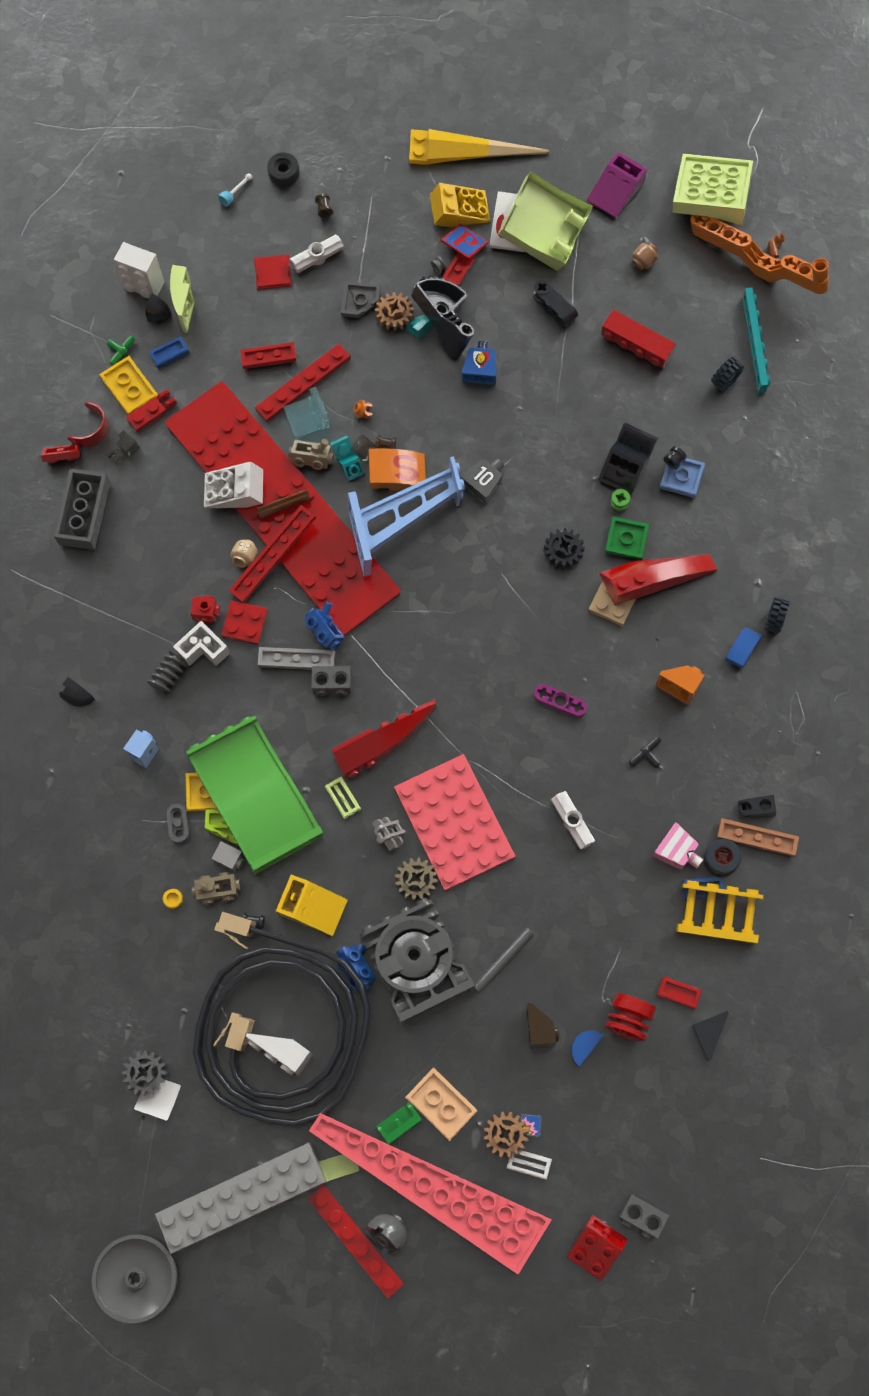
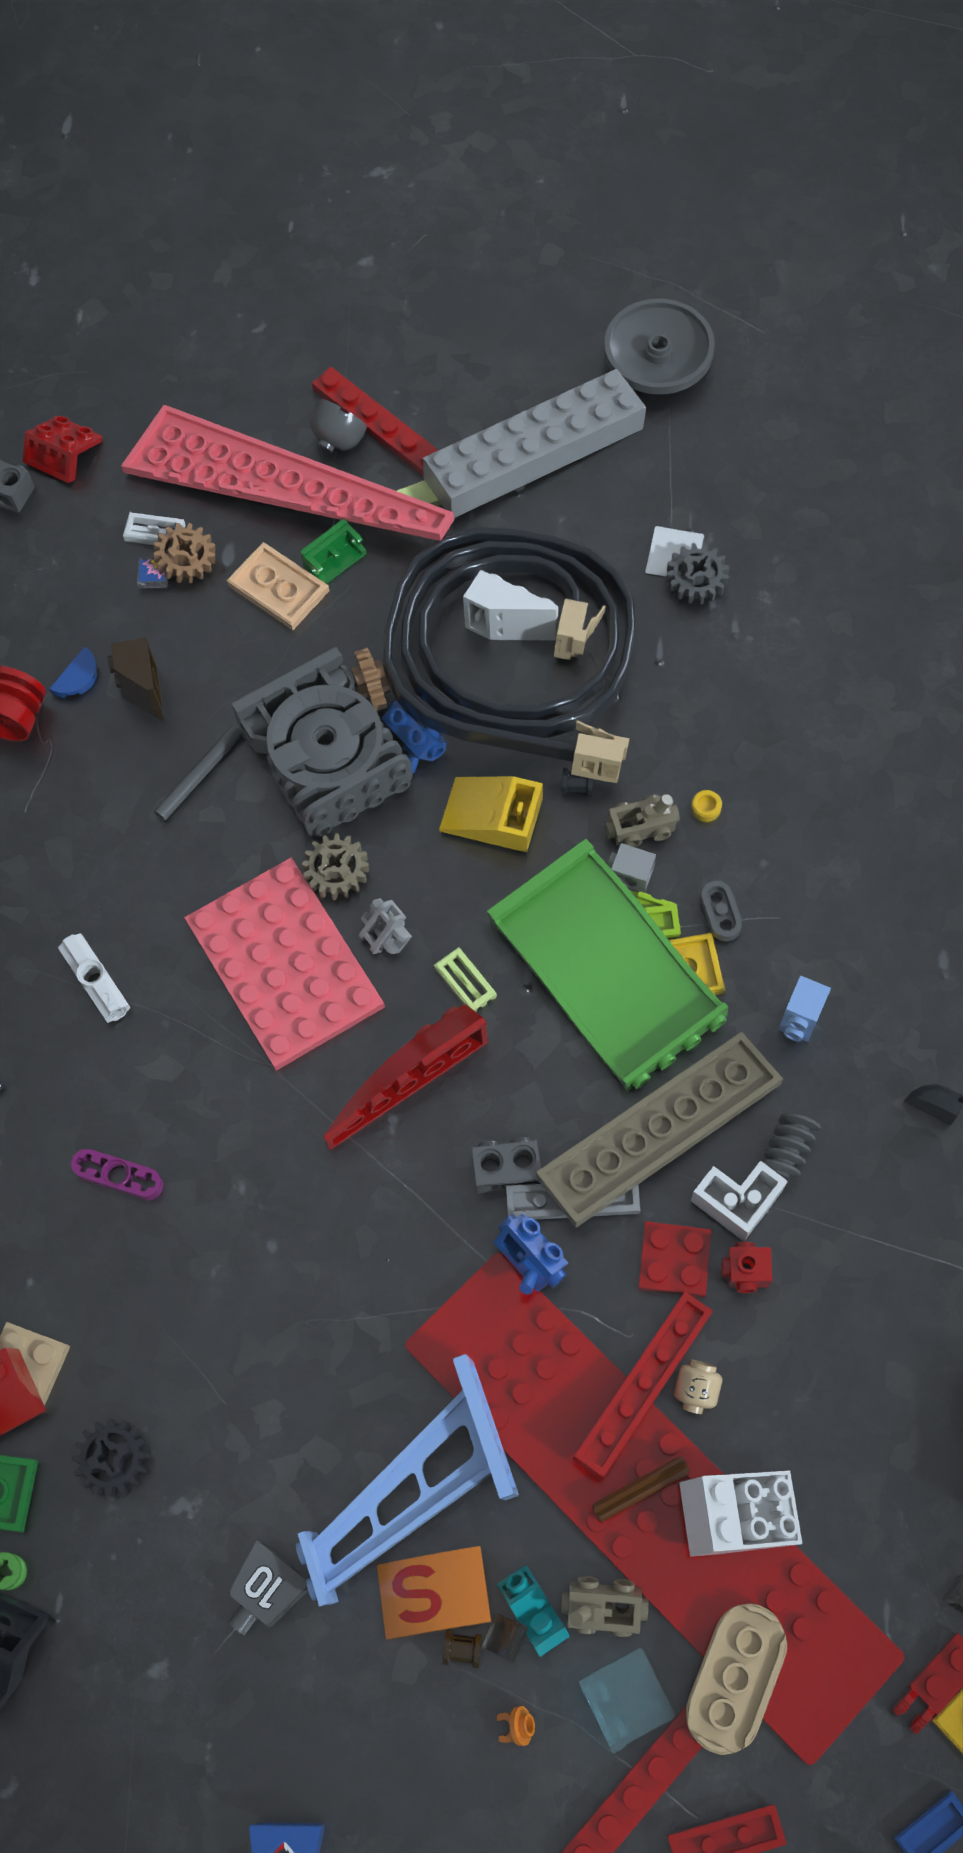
camera: 175 degrees right, 5 degrees down
(238, 690) = (658, 1129): none -> dark tan plate
(250, 417) = (736, 1679): none -> tan tile
(381, 1005) = (370, 679): none -> medium nougat gear

